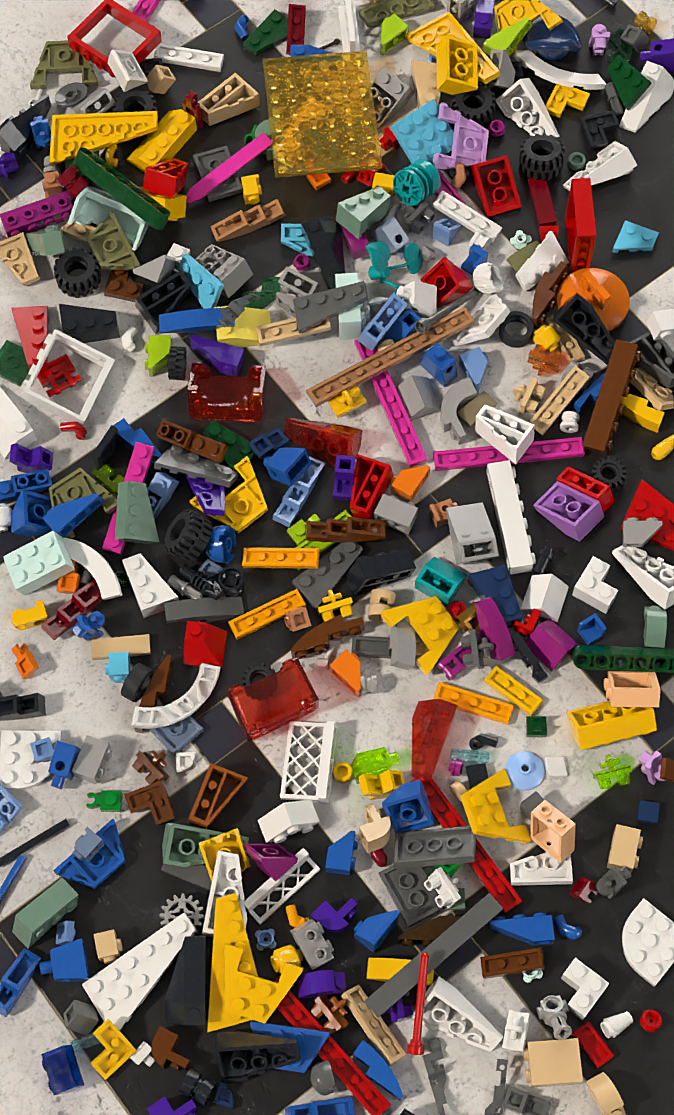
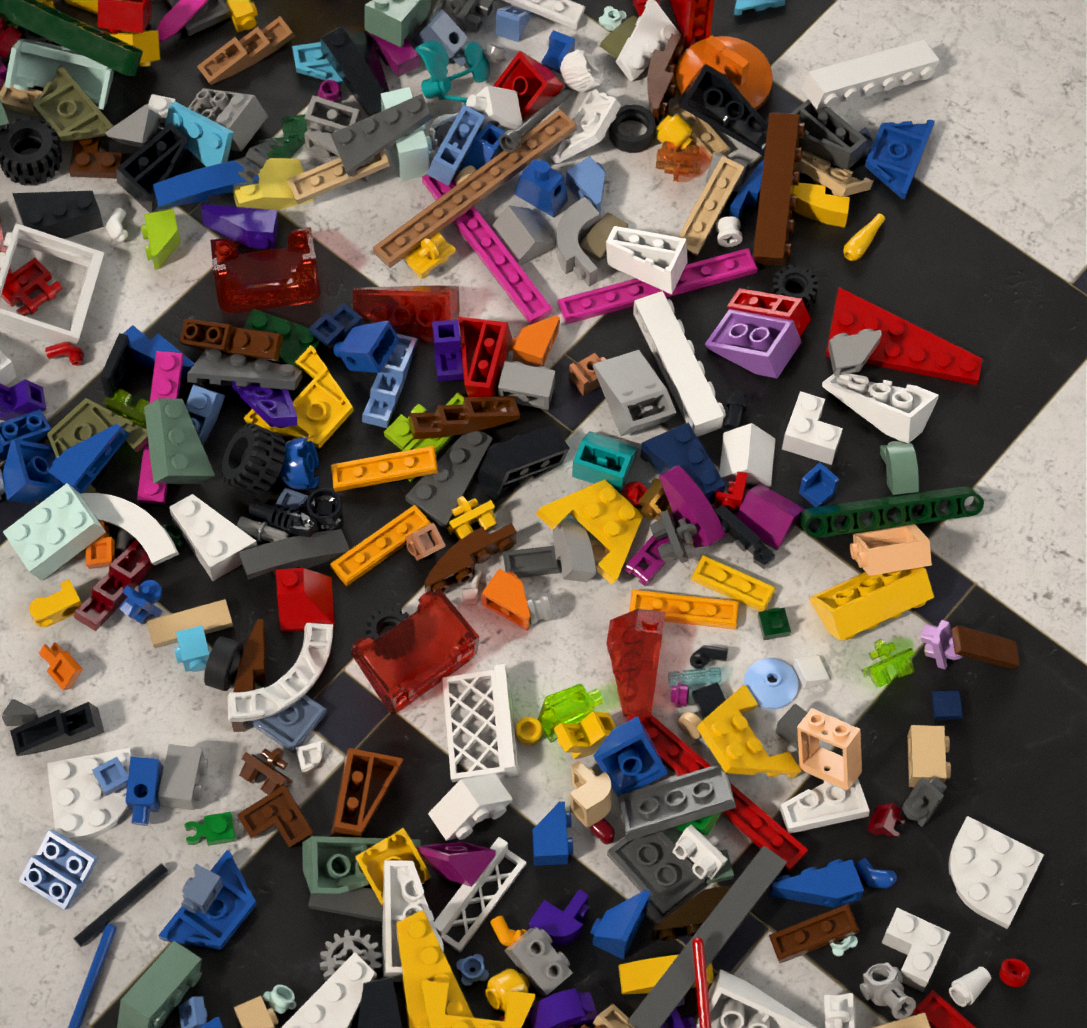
camera: 15 degrees left, 5 degrees down
(127, 933) = (280, 998): none -> light aqua plate
(177, 363) = (190, 243): black tyre -> none
(381, 600) = (530, 499): tan wheel -> none
(479, 240) = (560, 25): white wheel -> none
(527, 403) = (668, 218): tan hips -> none

